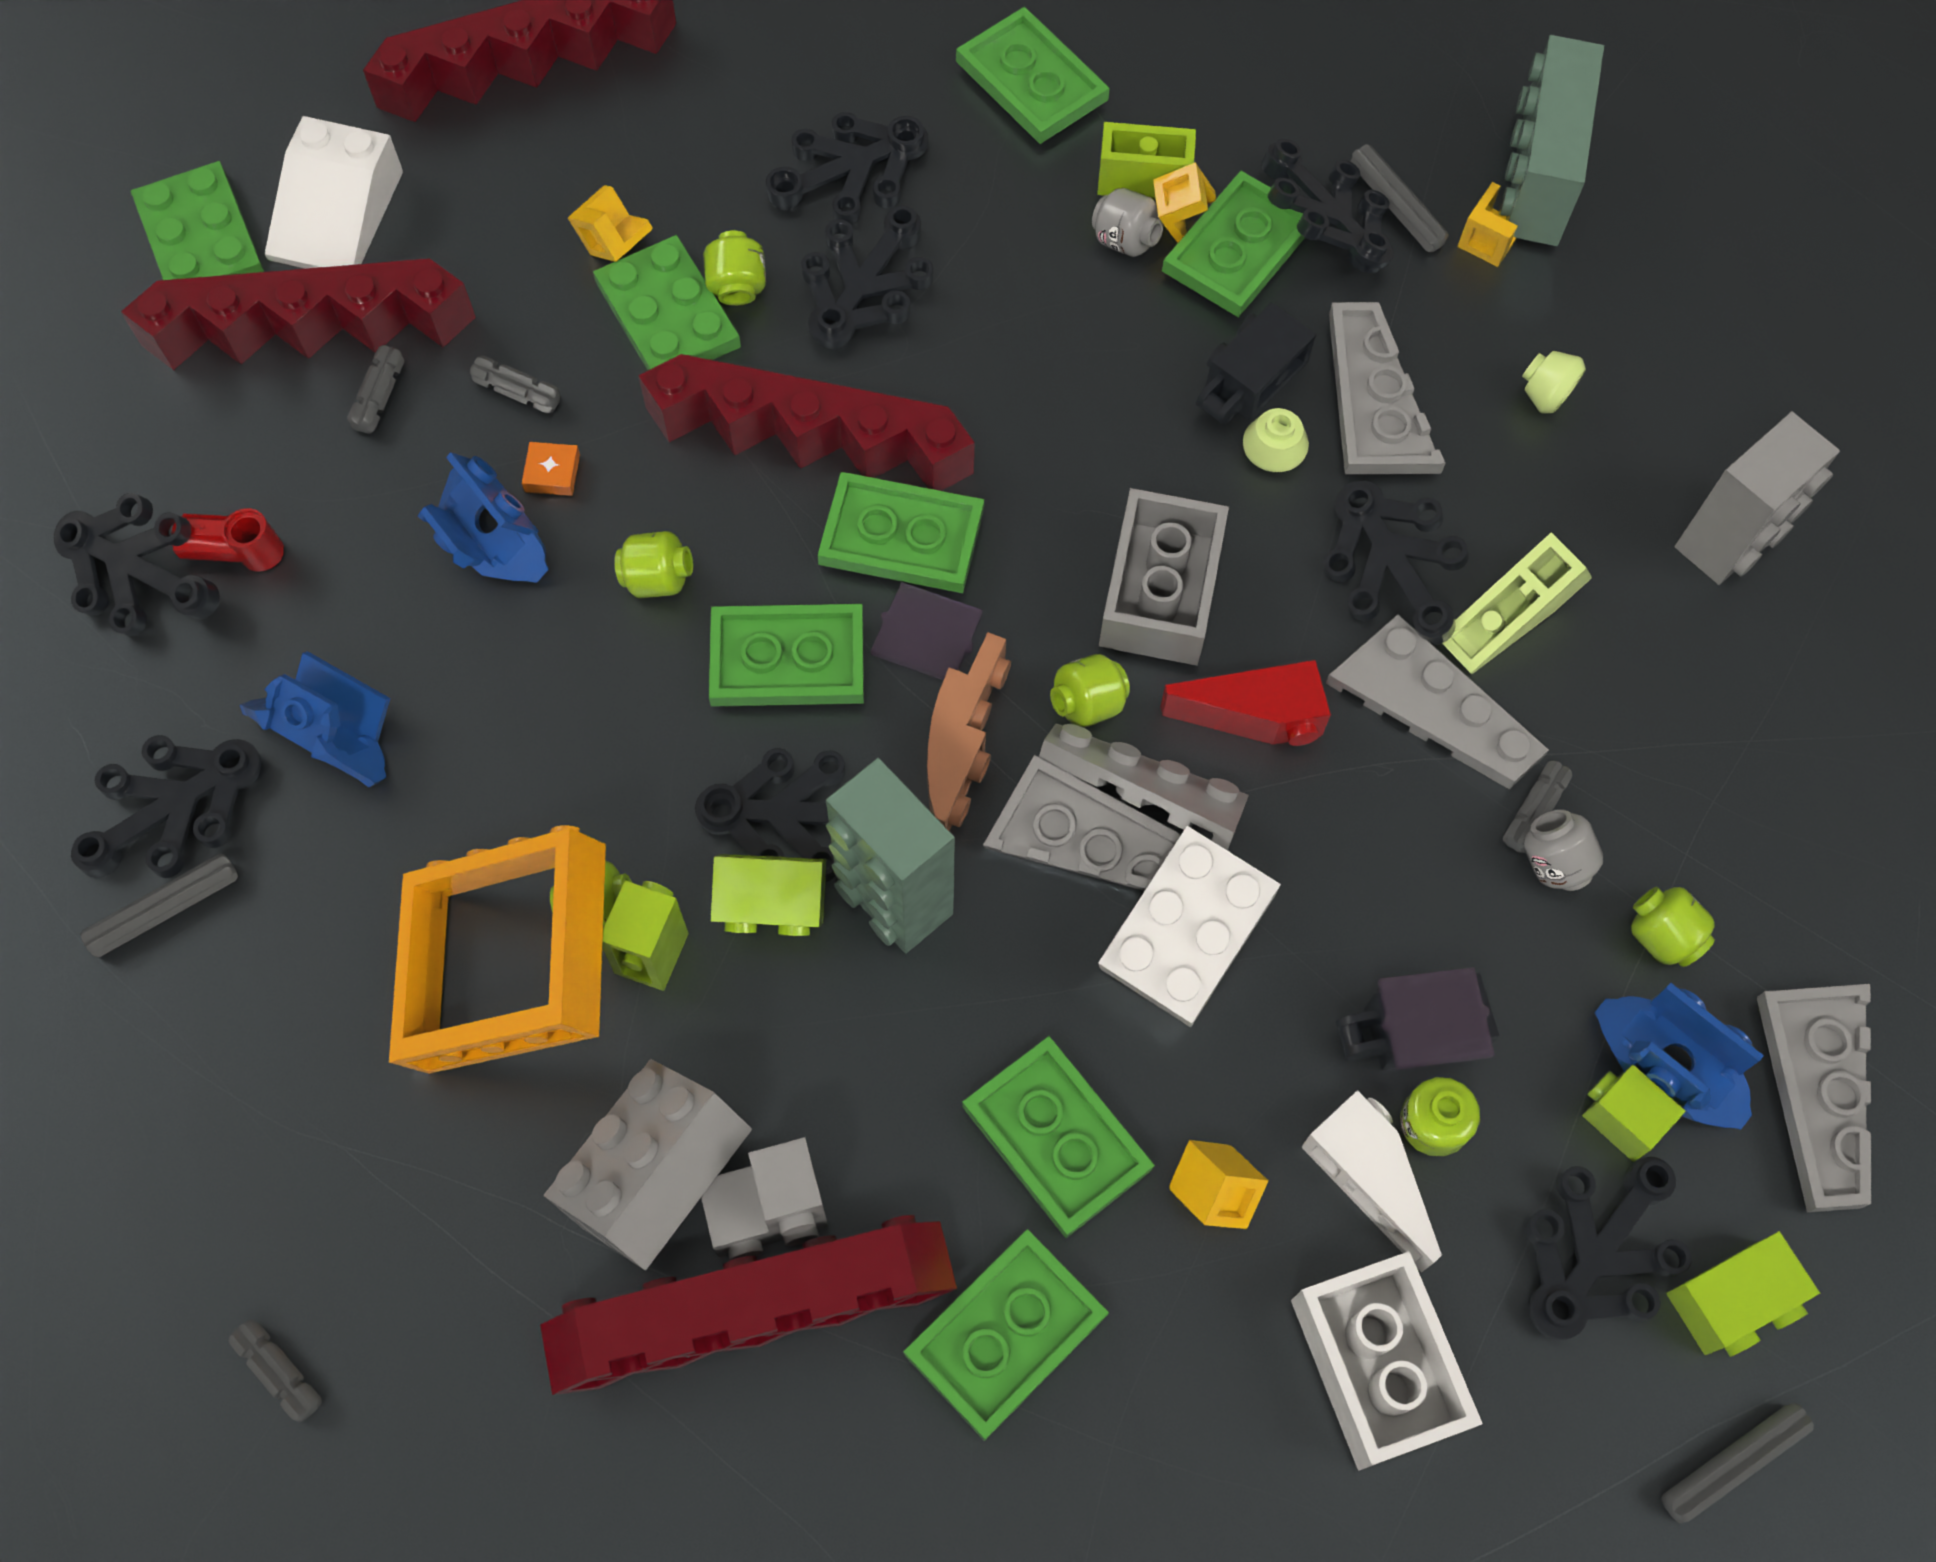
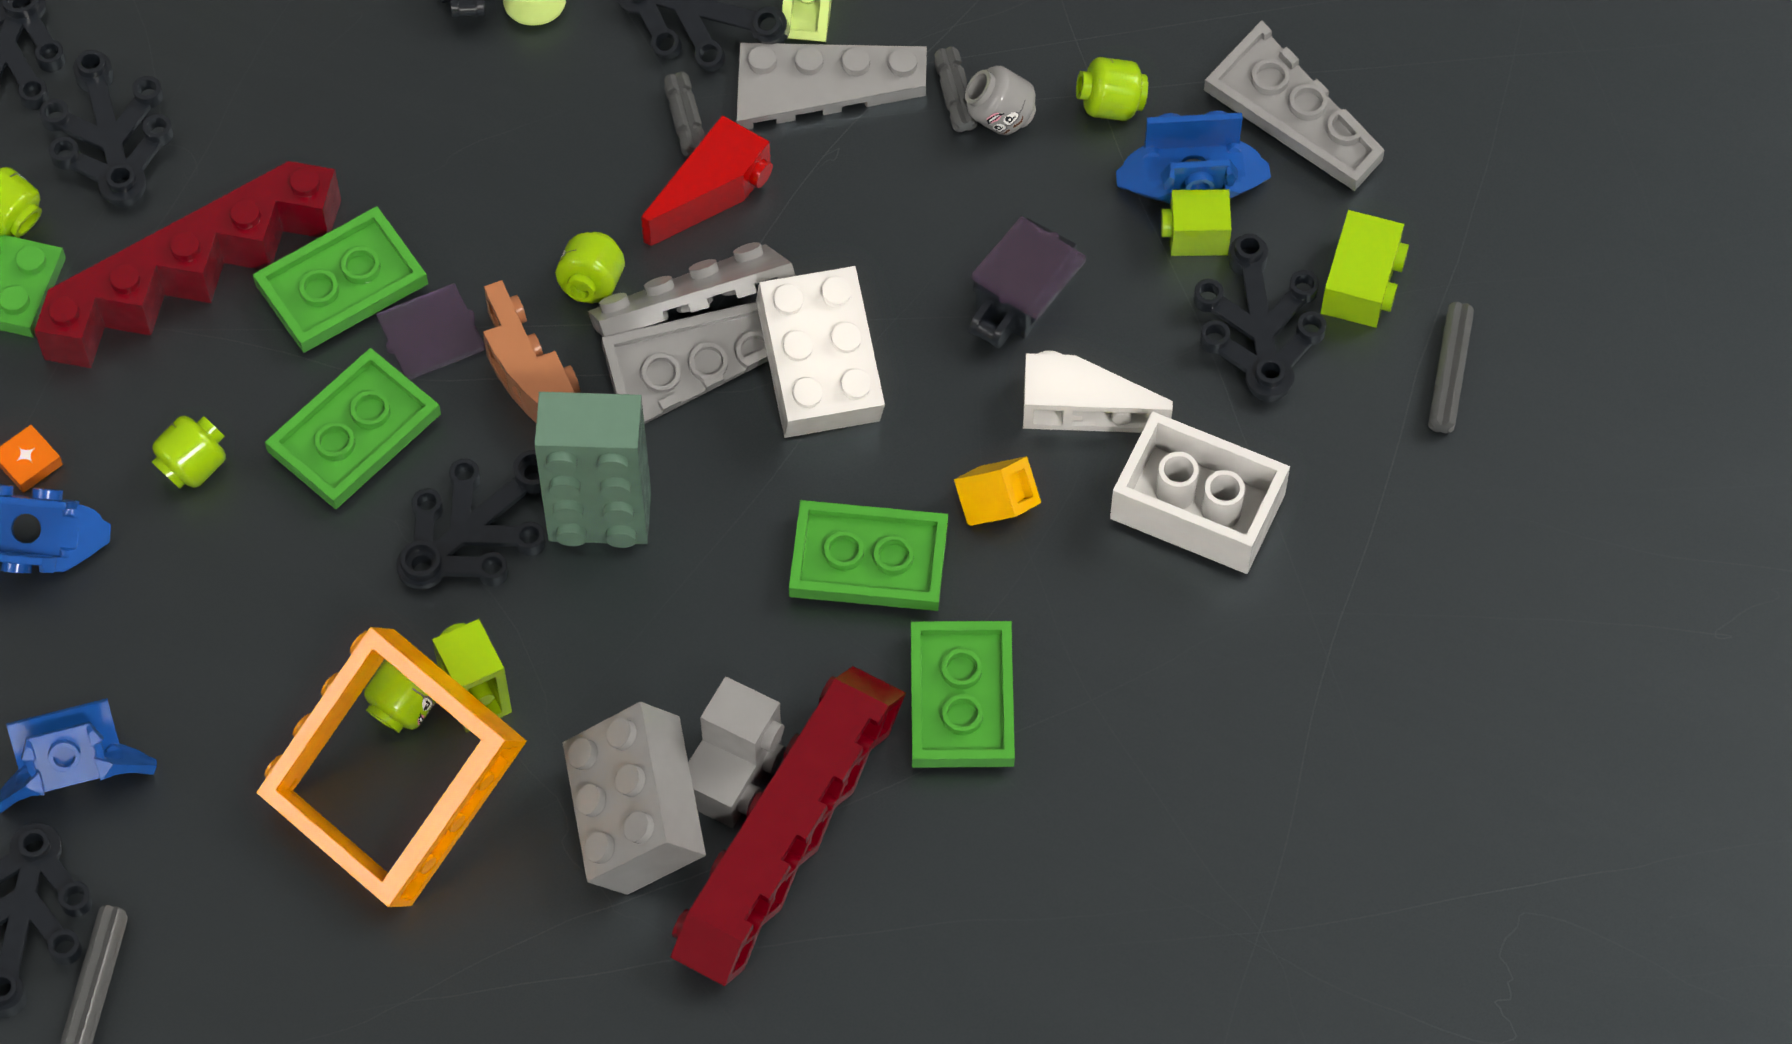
camera: 45 degrees left, 5 degrees down
(768, 892) = (519, 579): lime brick -> none
(1163, 576) = (561, 149): light grey brick -> none
(1297, 630) = (684, 111): none -> dark grey axle
(1440, 1116) = (1089, 326): lime head -> none

